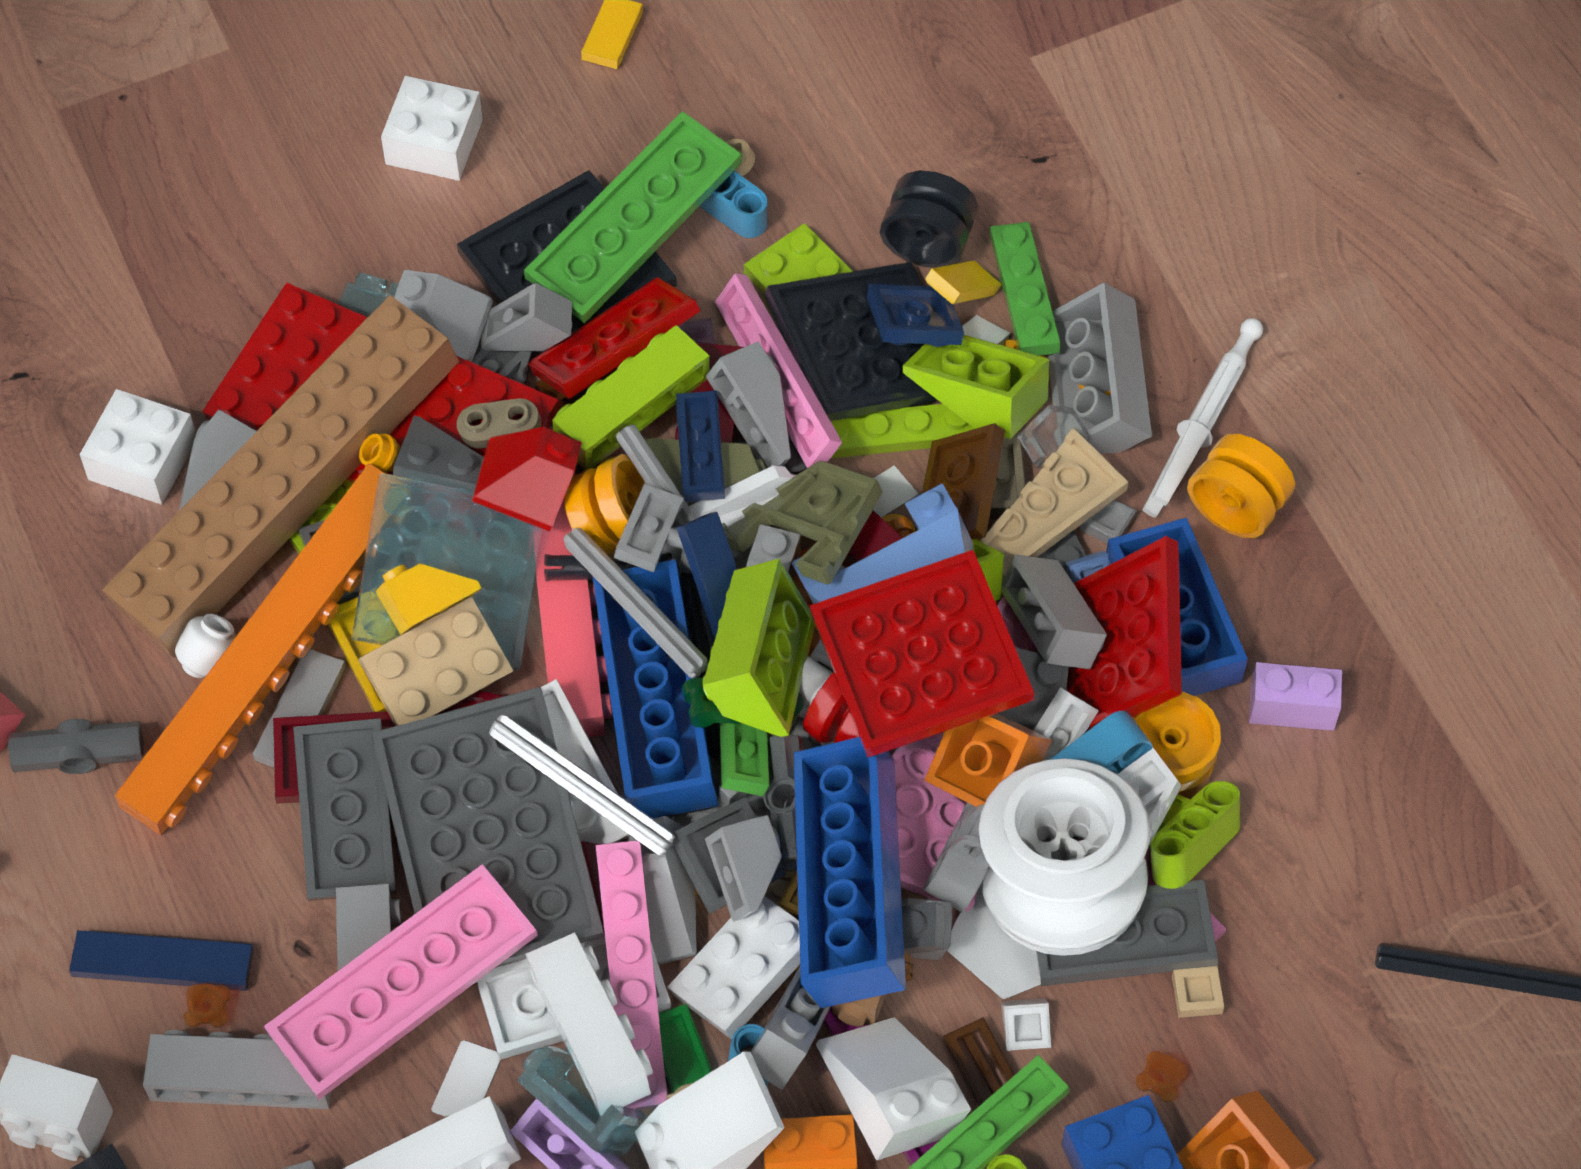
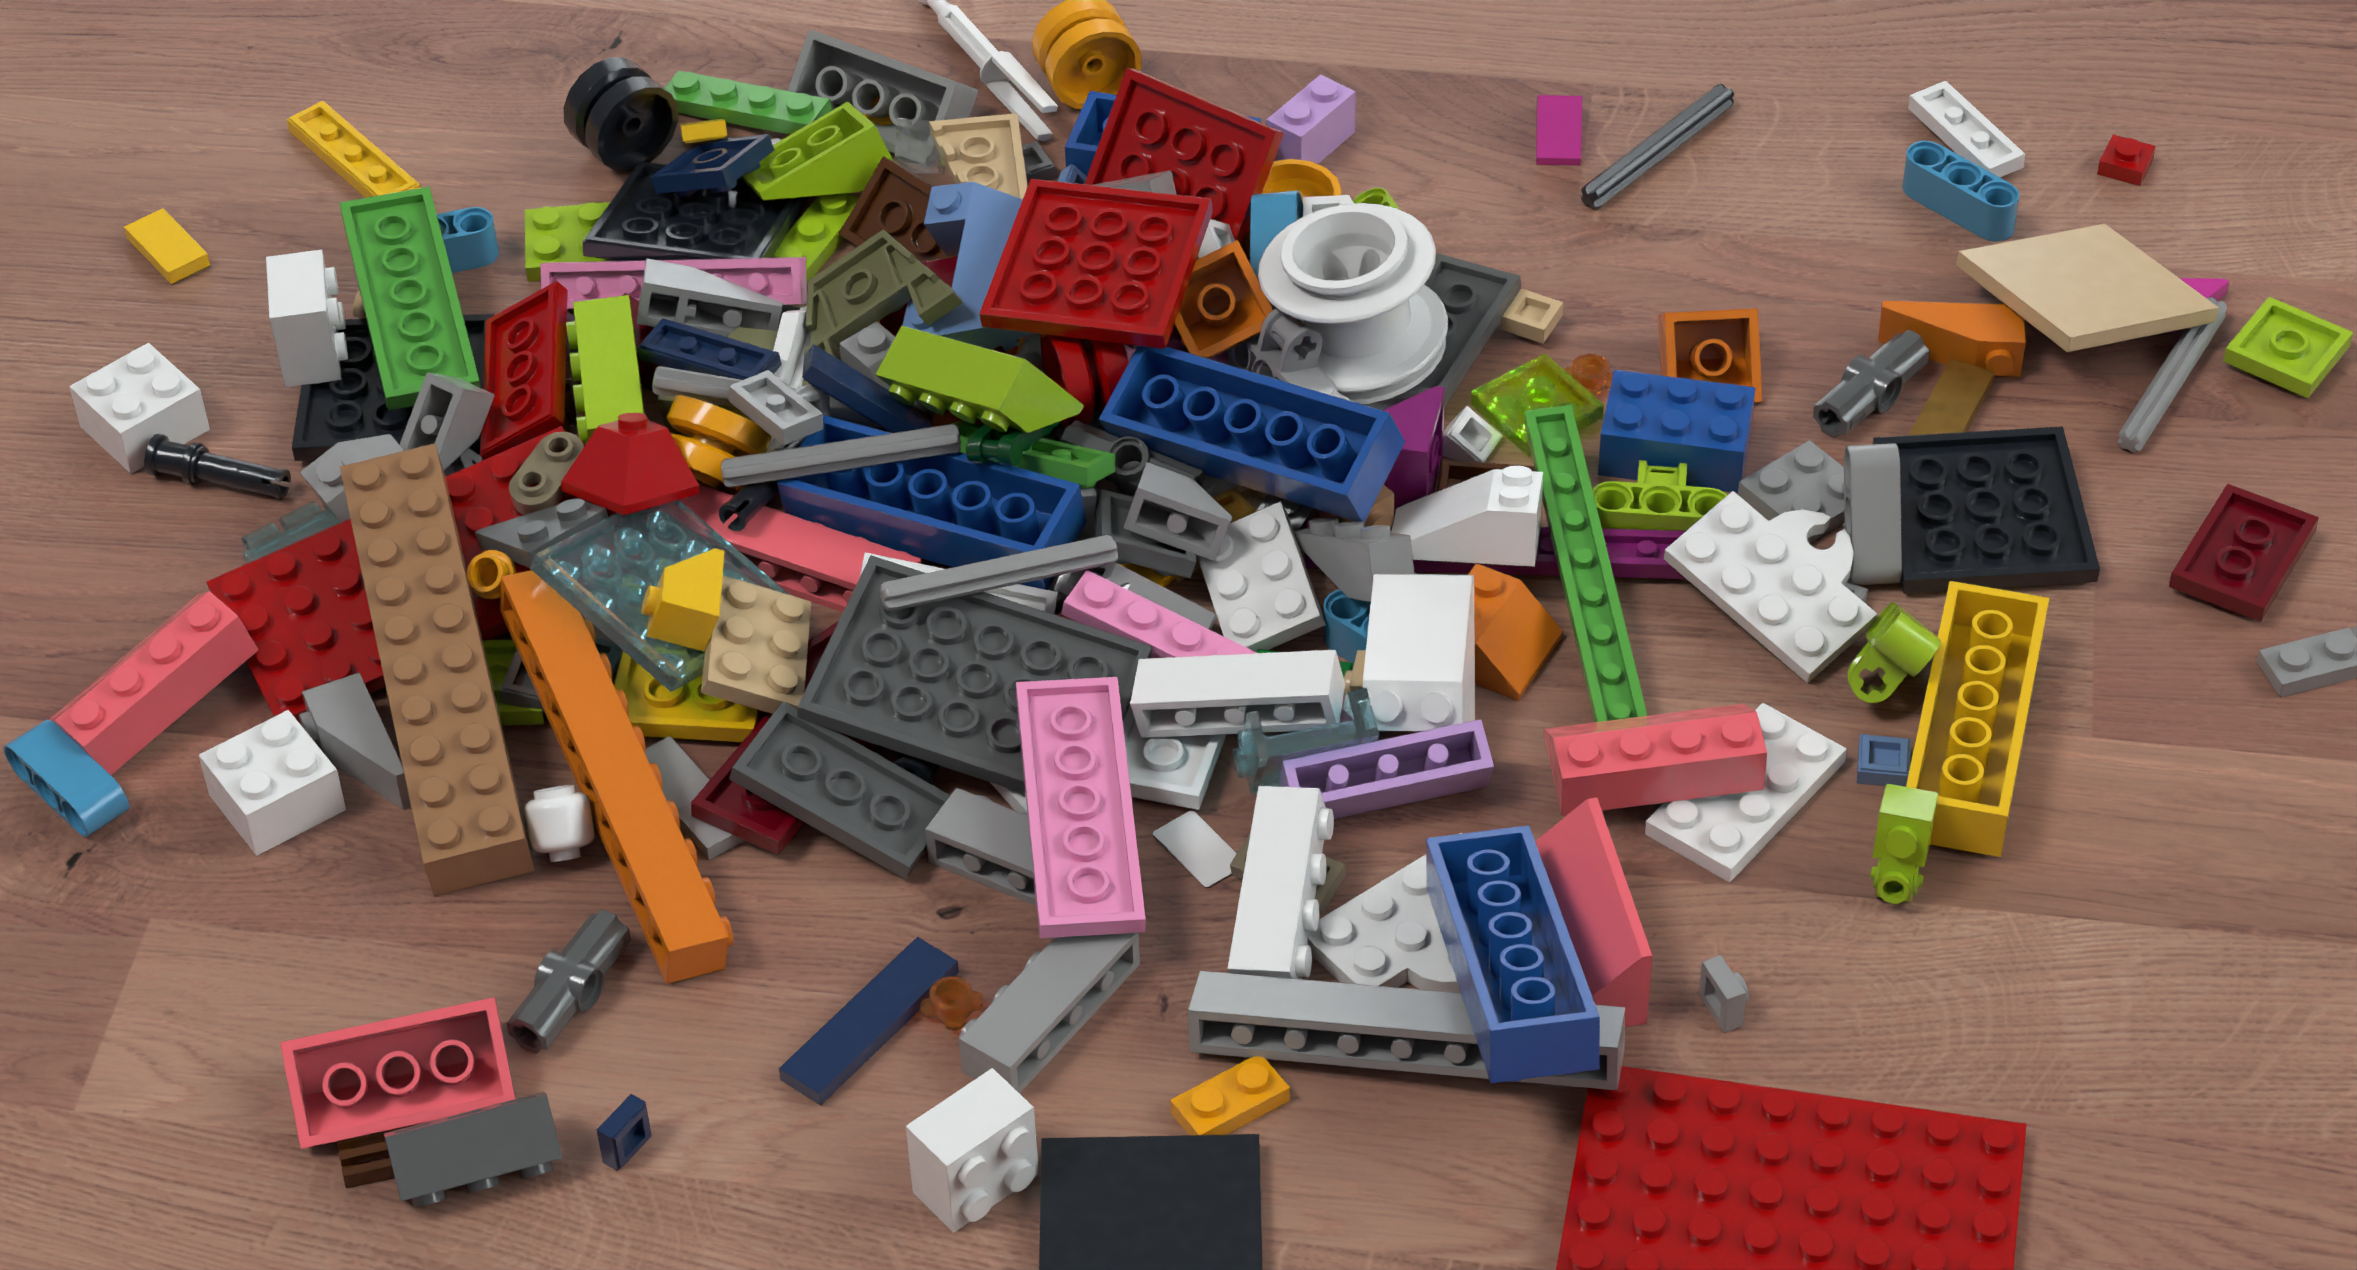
camera: 55 degrees left, 15 degrees down
(72, 323) = (66, 778): none -> dark azure beam
(175, 314) = (156, 681): none -> coral slope
(409, 199) = (198, 464): none -> black pin
(555, 168) = (306, 317): none -> white brick
(786, 81) = (349, 152): none -> yellow tile
(949, 992) = (1418, 463): none -> magenta slope
(1098, 1052) = (1531, 387): none -> clear neon green plate
(1446, 882) = (1558, 130): none -> dark pink slope

